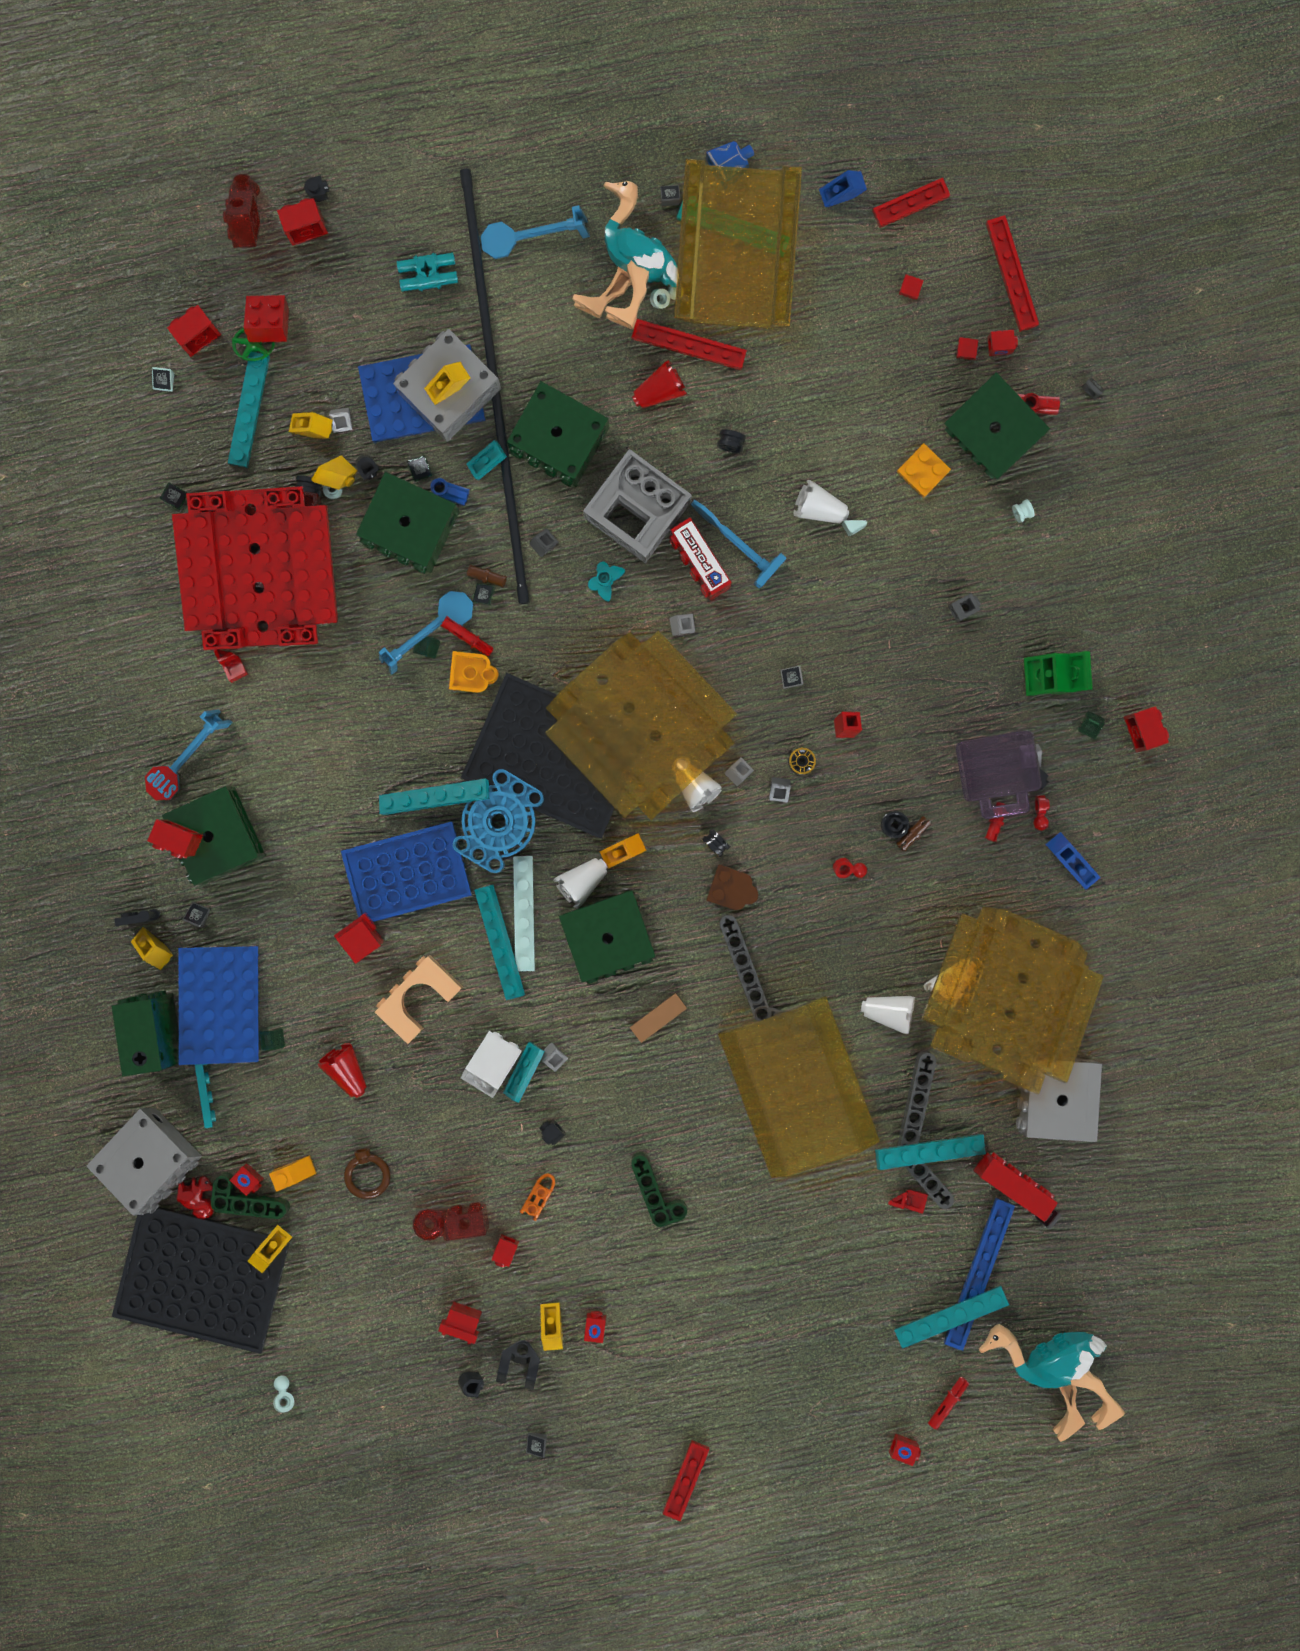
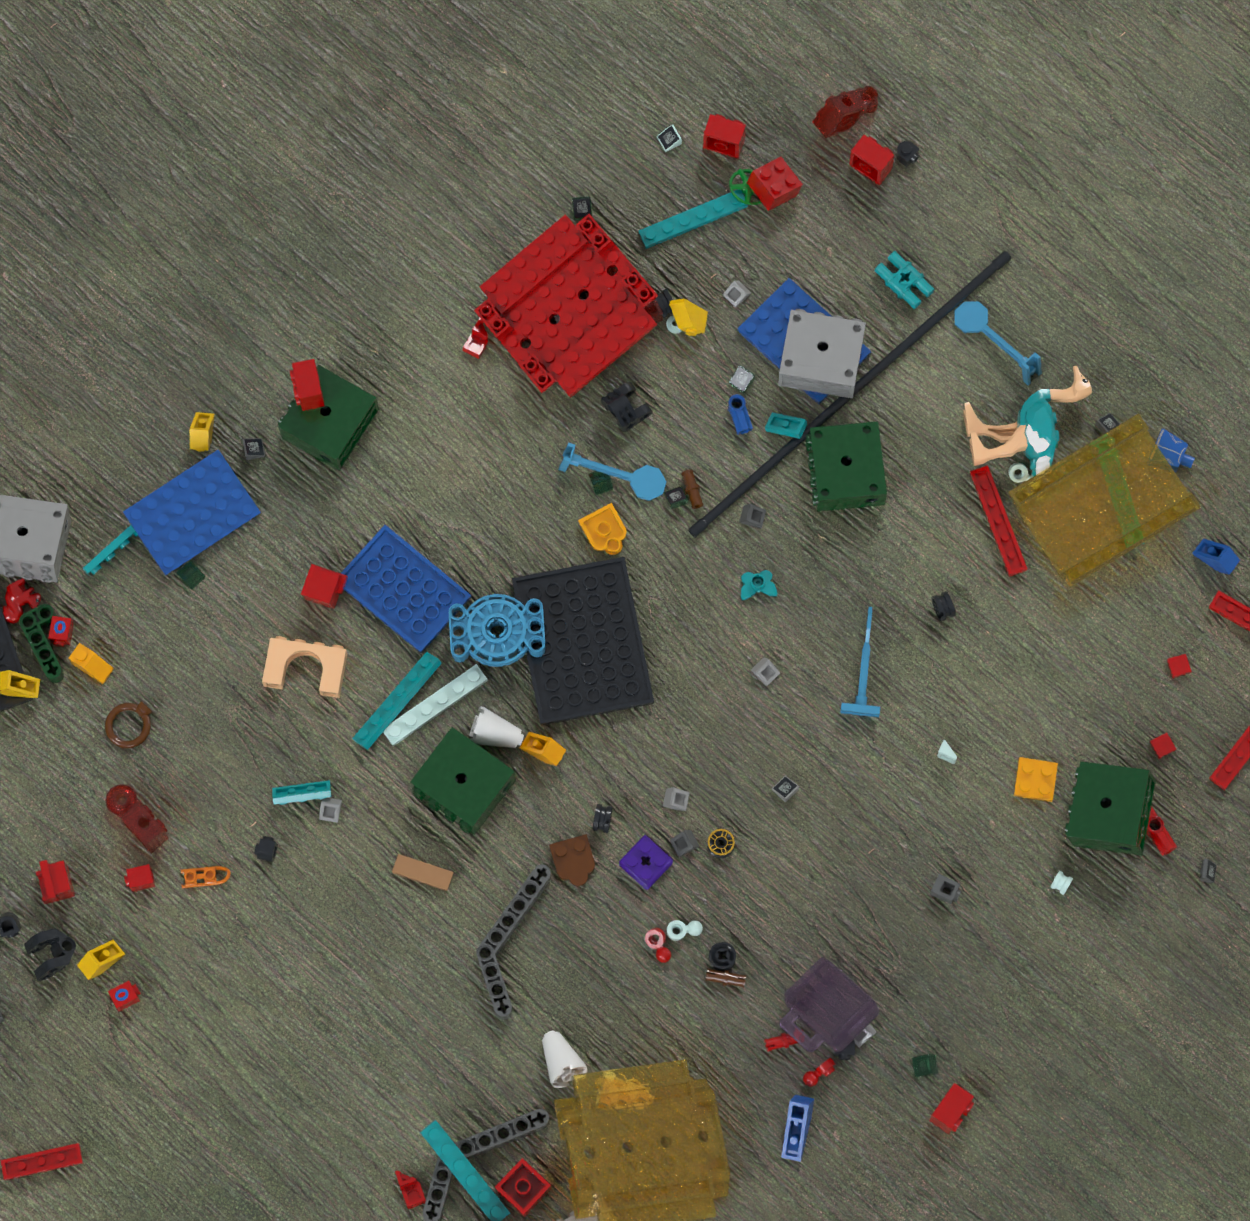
camera: 60 degrees right, 15 degrees down
(135, 917) = (222, 405): black plate -> none
(146, 1032) = (133, 468): dark green gear -> none
(163, 781) = (345, 351): dark azure piece -> none
(311, 425) = (714, 273): yellow slope -> none
(344, 1070) = (205, 647): red cone -> none
(366, 467) = (712, 337): black plate -> none
(377, 586) = (622, 409): none -> black piece
(402, 503) = (689, 398): dark green gear -> none
(434, 796) = (481, 566): teal plate -> none
(447, 382) = (821, 349): yellow slope -> none
(467, 636) = (631, 505): red axle -> none
(491, 1063) = (290, 760): white slope -> none
(616, 746) = (624, 678): clear yellow slope -> none
(646, 505) = (838, 589): light grey piece -> none
(653, 1188) = (276, 964): dark green beam -> none
(659, 387) = (946, 520): red cone -> none
(700, 559) = (827, 646): brick -> none
(700, 791) = (638, 769): white cone -> none
(768, 843) = (658, 860): none -> dark purple brick
(799, 1089) = (444, 1025): clear yellow slope -> none
(820, 505) = (943, 713): white cone -> none
(847, 724) = (777, 858): red brick -> none
(855, 830) = (693, 928): none -> light aqua plate
(973, 1112) = (523, 1187): none -> red brick
(1002, 342) = (1187, 769): red brick -> none
(1058, 673) = (945, 1003): green bracket -> none

